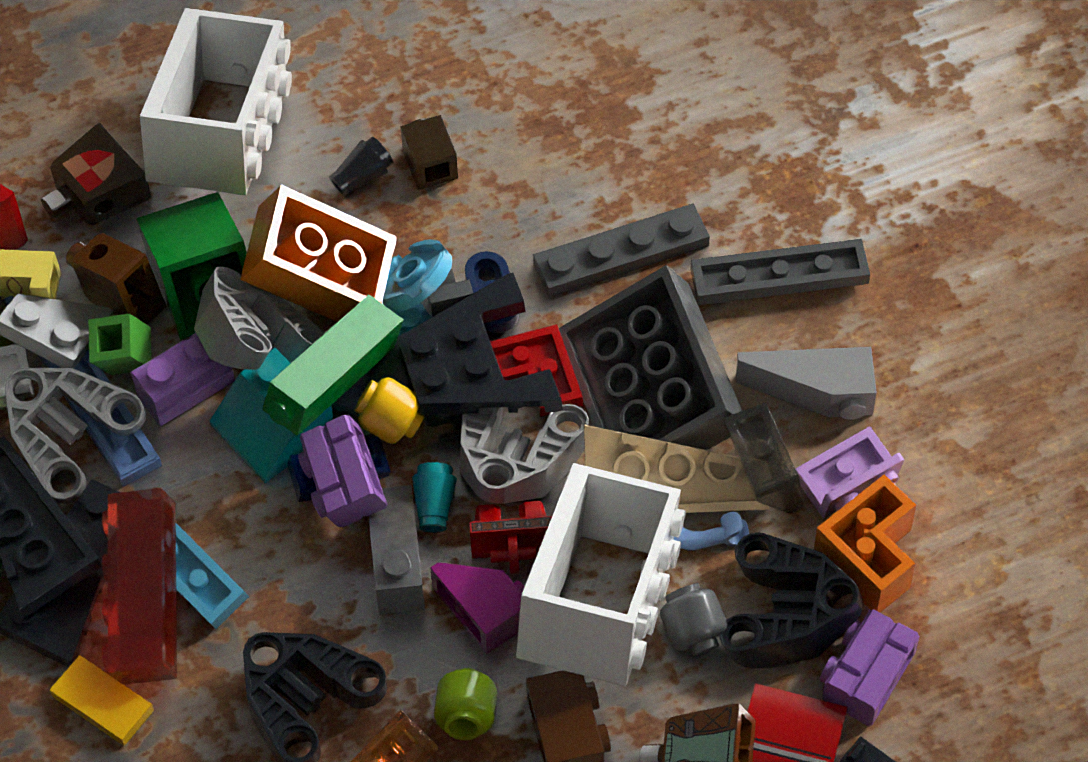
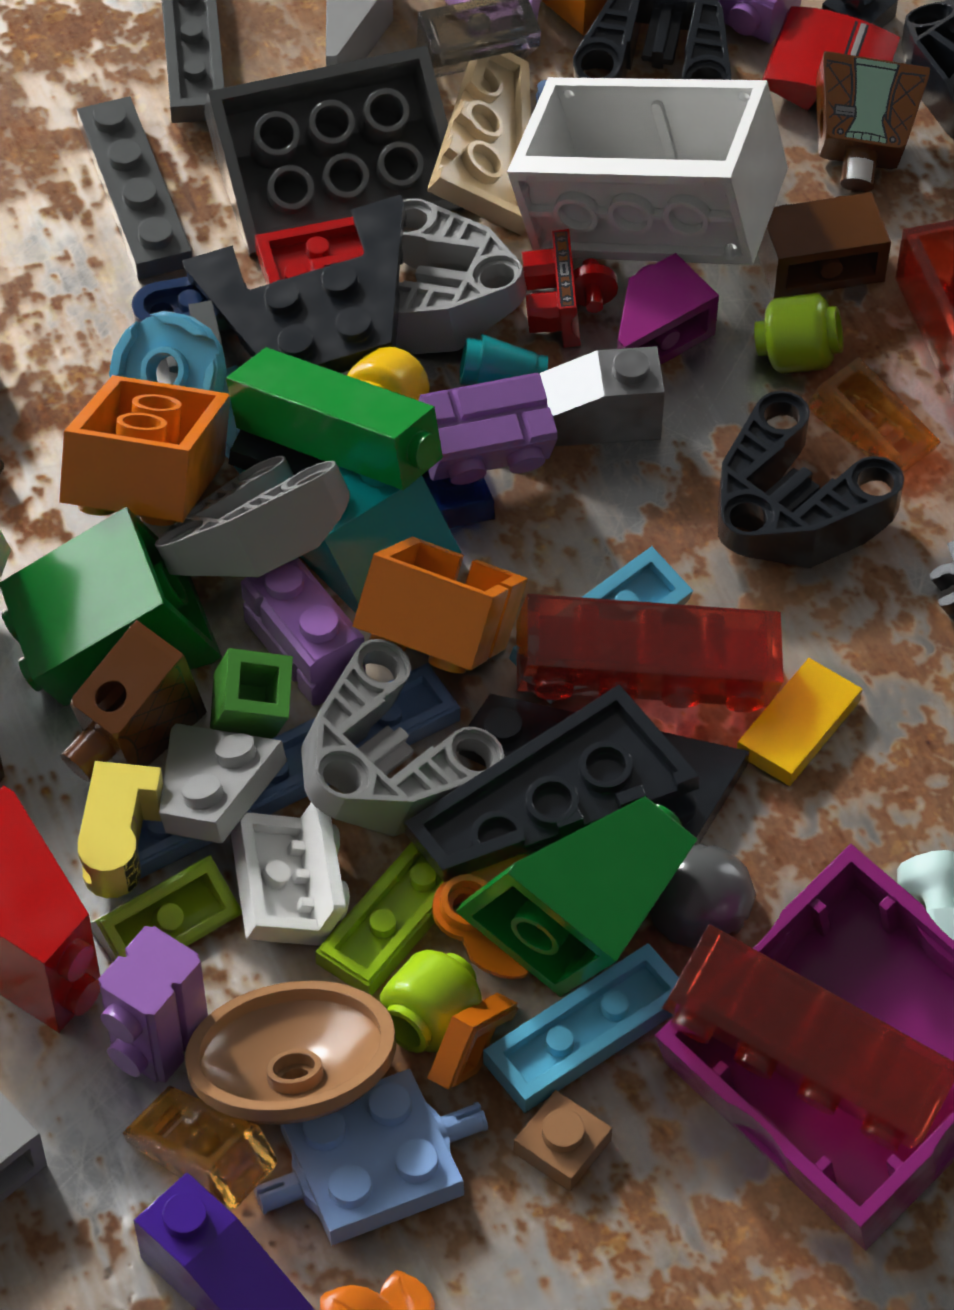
camera: 90 degrees left, 5 degrees down
(178, 440) = (421, 606): none -> orange piece

